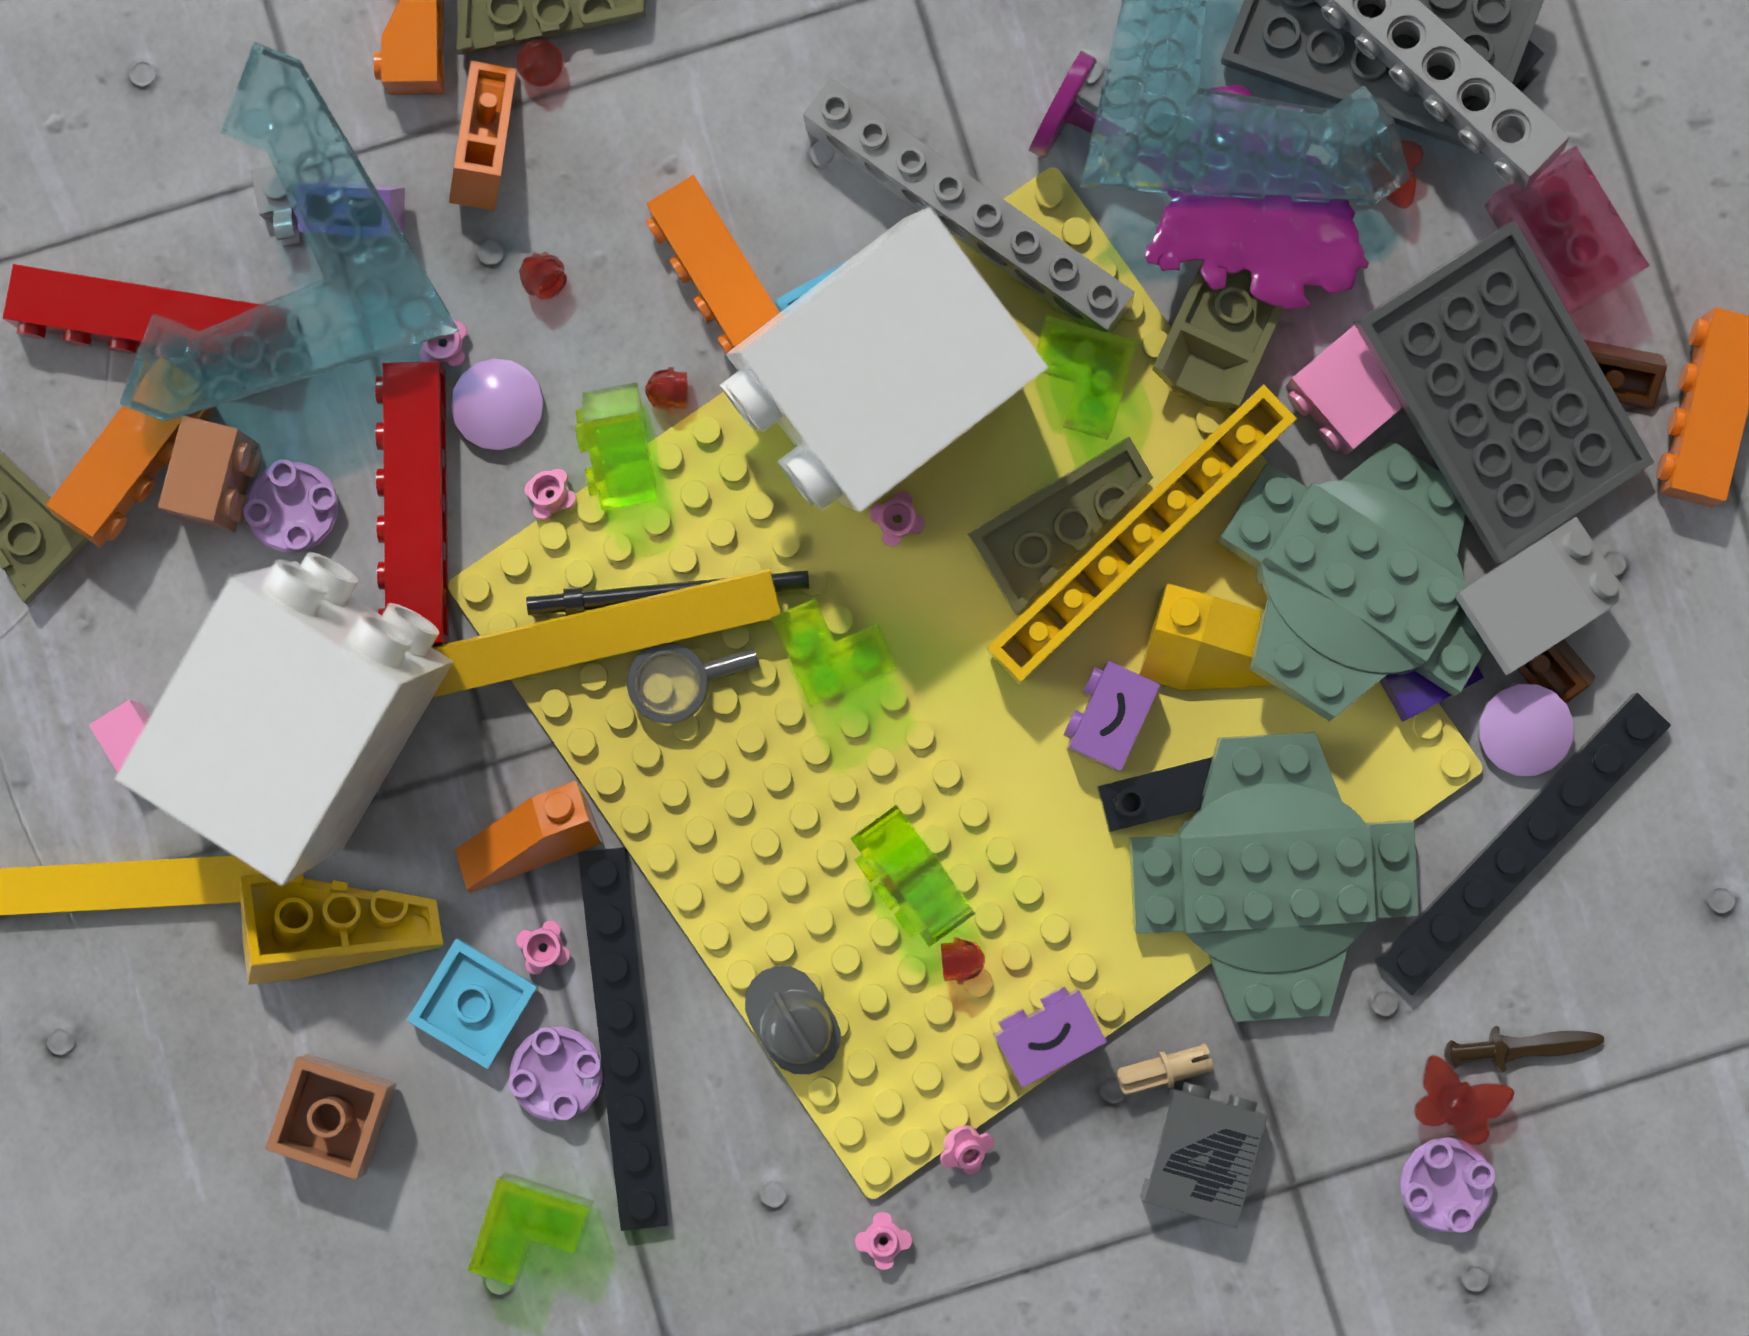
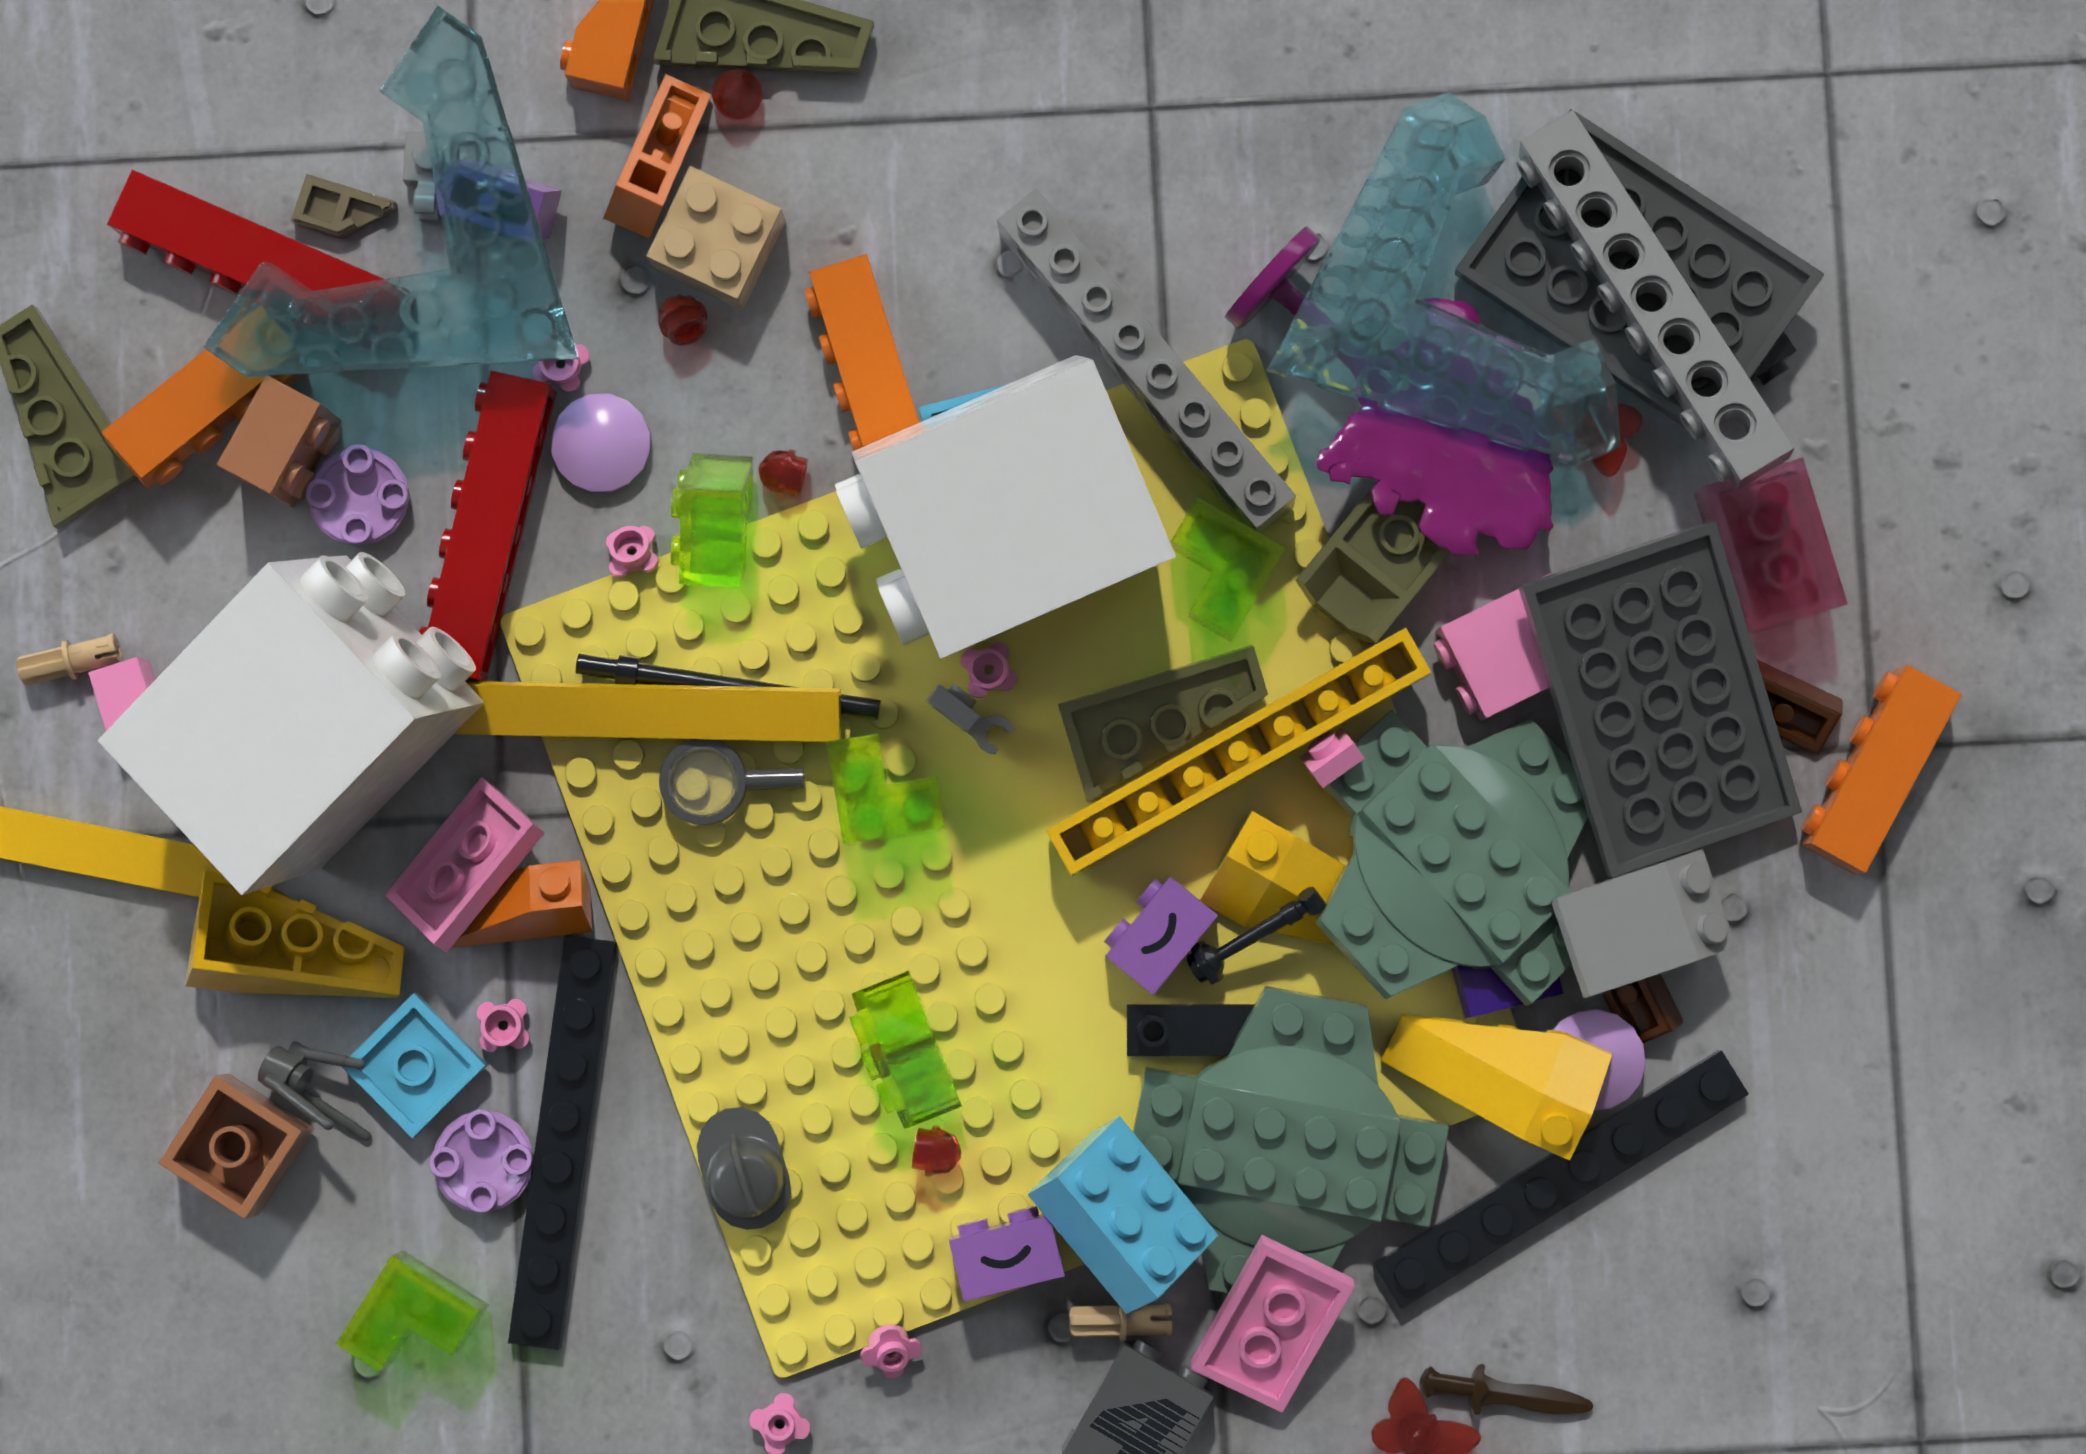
camera: 15 degrees right, 0 degrees up
(67, 719) = (69, 660): none -> tan axle
(207, 254) = (338, 208): none -> dark tan tile
(362, 1041) = (289, 1076): none -> dark grey plant
(472, 811) = (464, 864): none -> bright pink plate
(554, 195) = (716, 238): none -> tan brick
(878, 559) = (957, 707): none -> light grey plate
(1145, 974) = (1123, 1215): none -> medium azure brick
(1161, 728) = (1208, 961): none -> black piece
(1226, 517) = (1331, 756): none -> bright pink plate
(1302, 1037) = (1272, 1323): none -> bright pink plate
(1465, 763) = (1515, 1078): none -> yellow wedge

